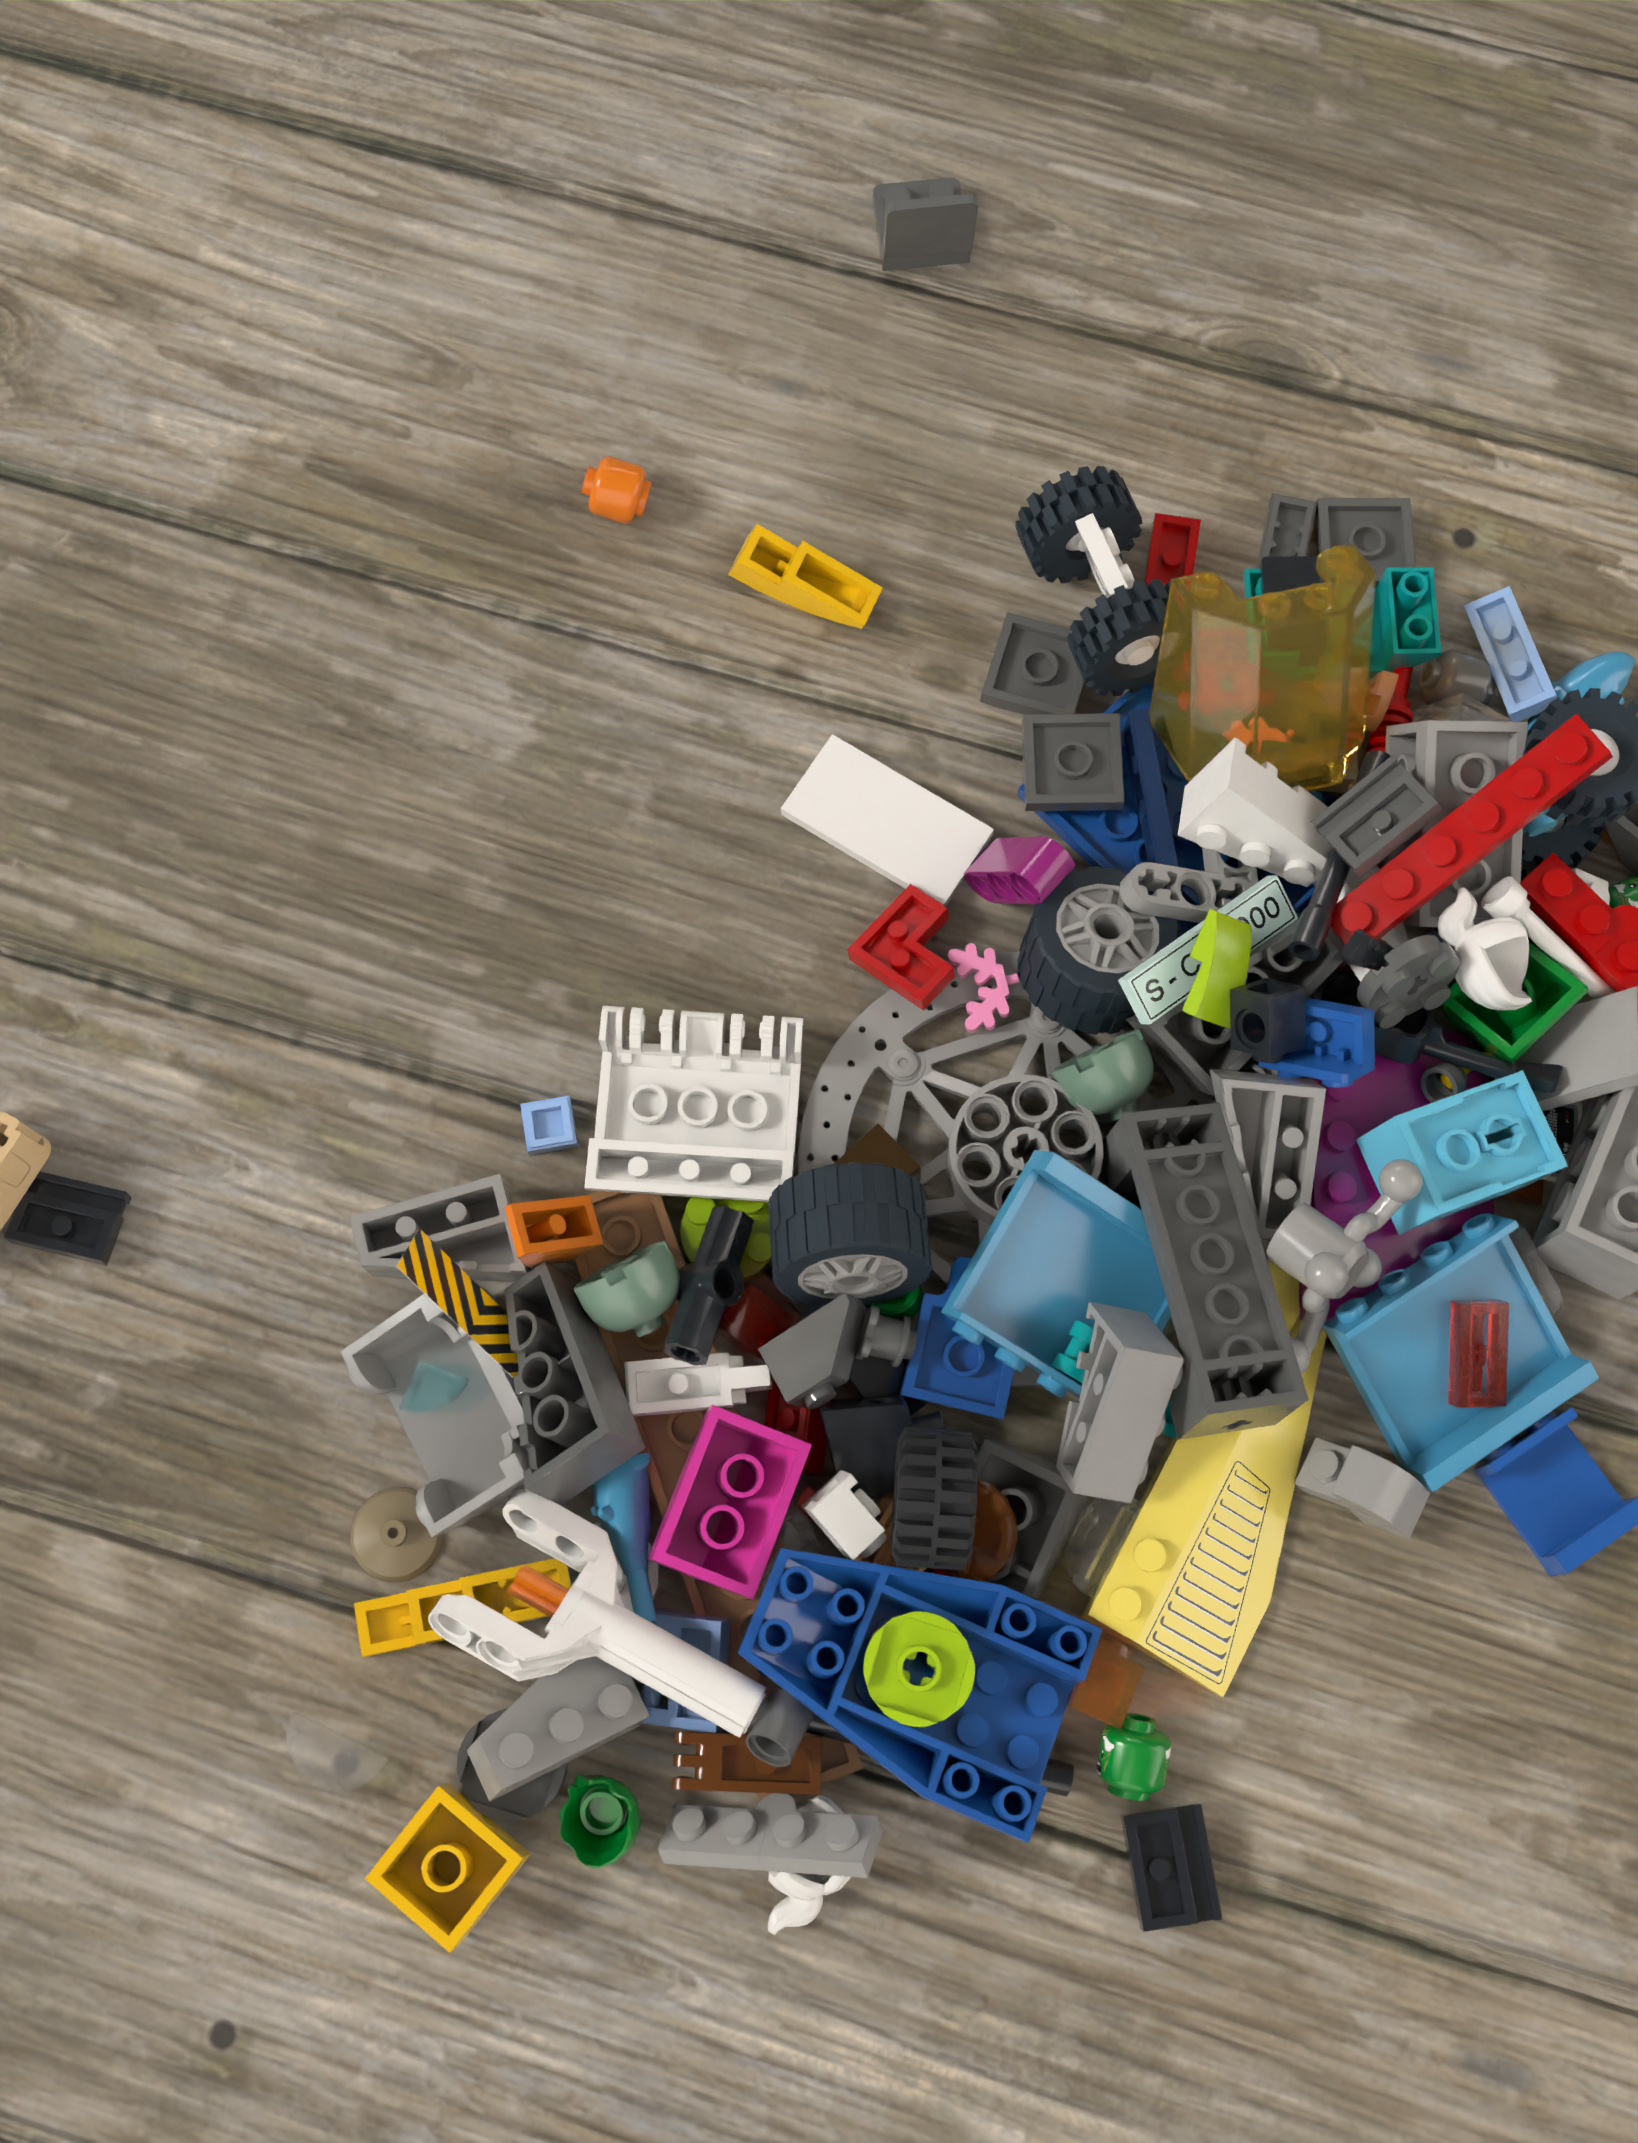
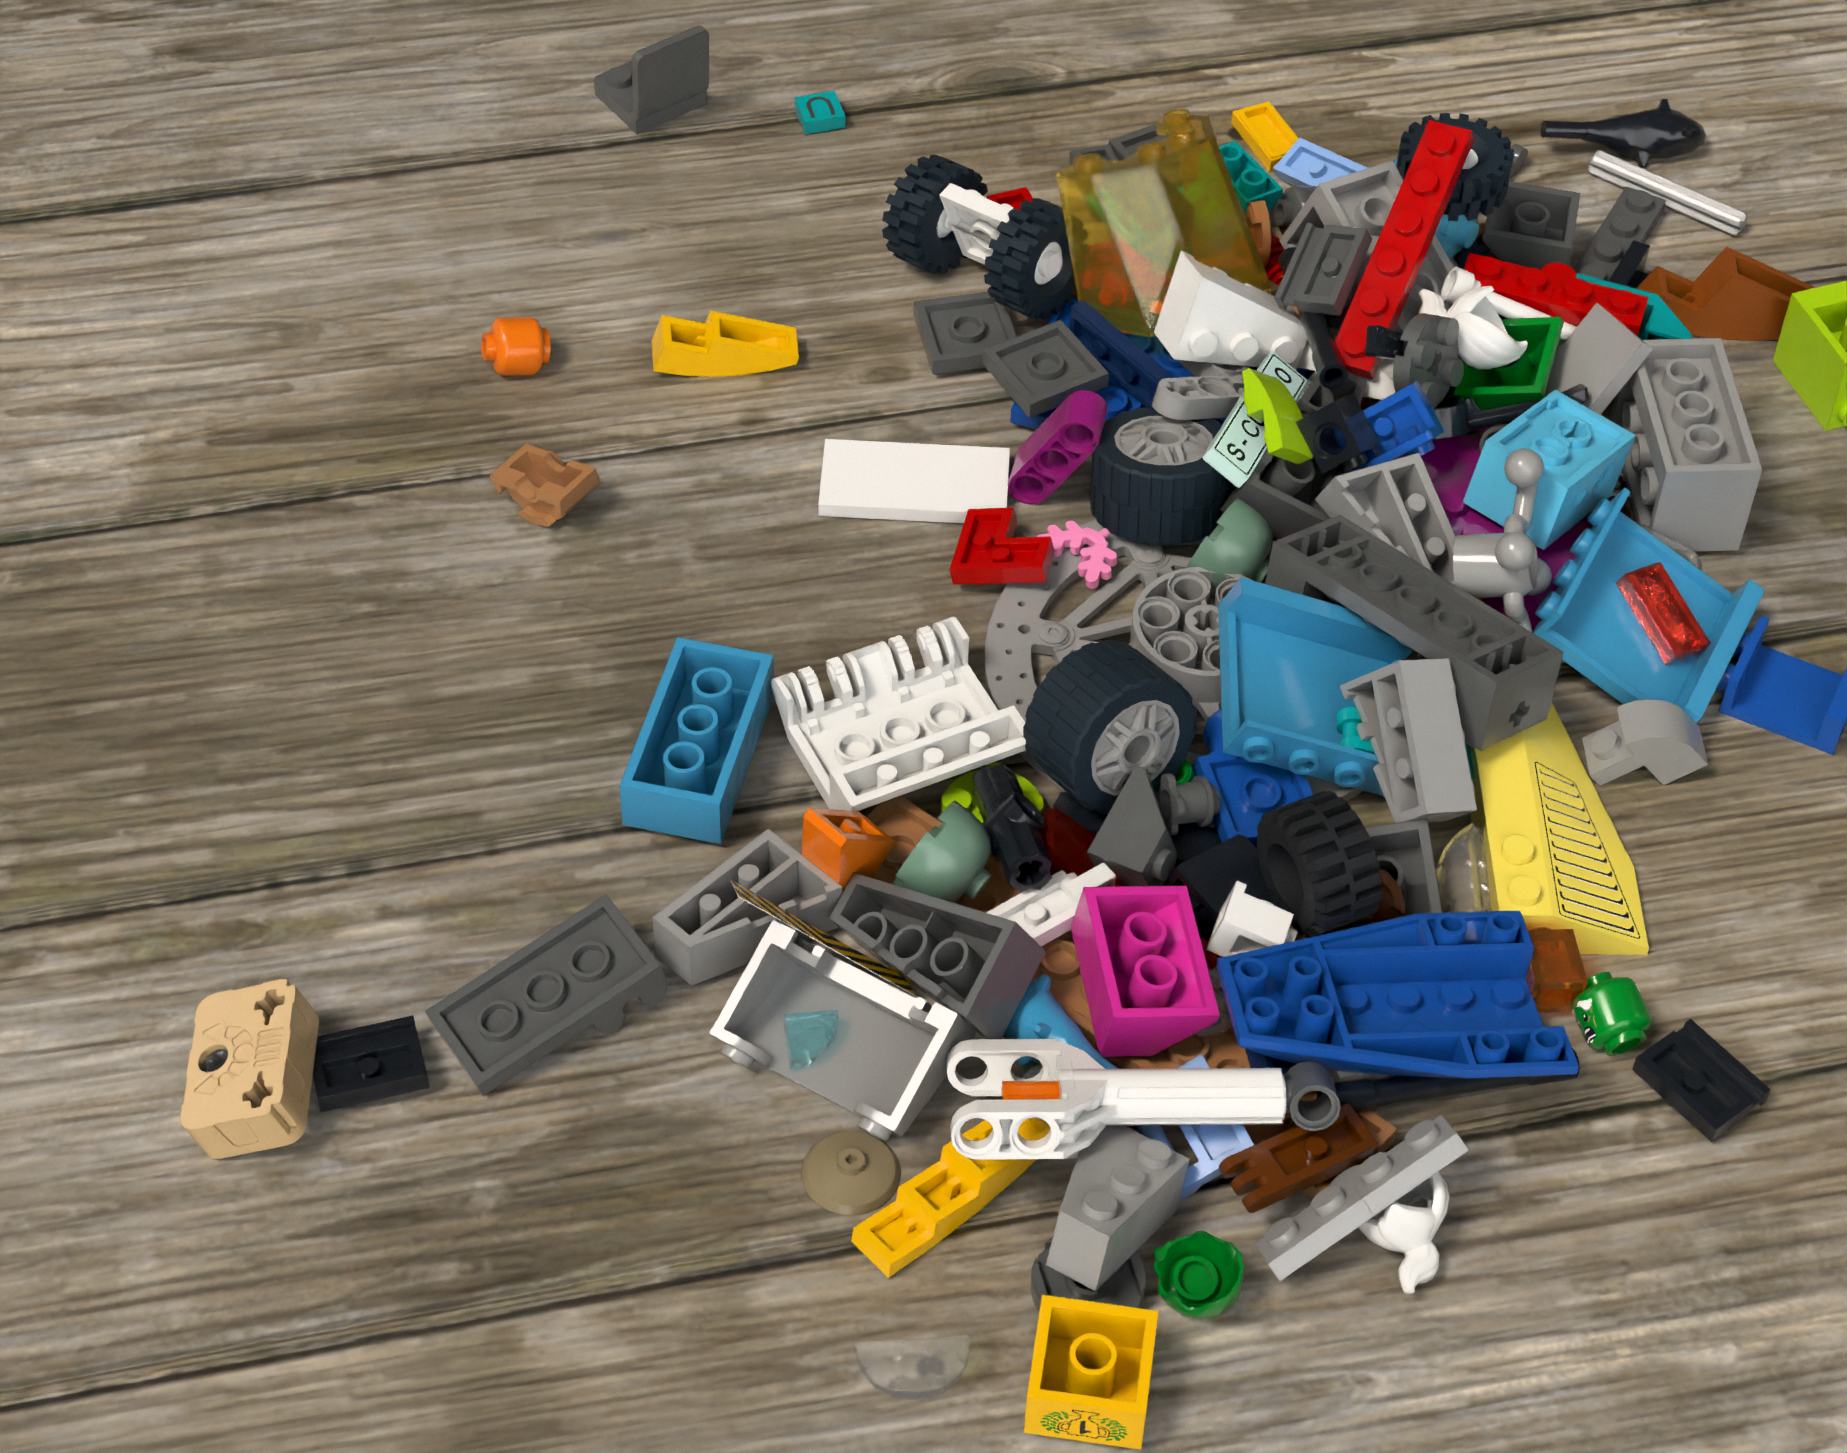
camera: 30 degrees left, 25 degrees down
(239, 1233) = (549, 994): none -> dark grey hinge
(513, 1029) = (697, 740): none -> dark azure brick
(549, 1125) = (773, 807): light blue tile -> none
(550, 664) = (544, 484): none -> medium nougat cylinder
(935, 1696) = (1394, 963): lime plate -> none
(1066, 325) = (819, 112): none -> teal tile
(1488, 555) = (1264, 132): none -> yellow tile

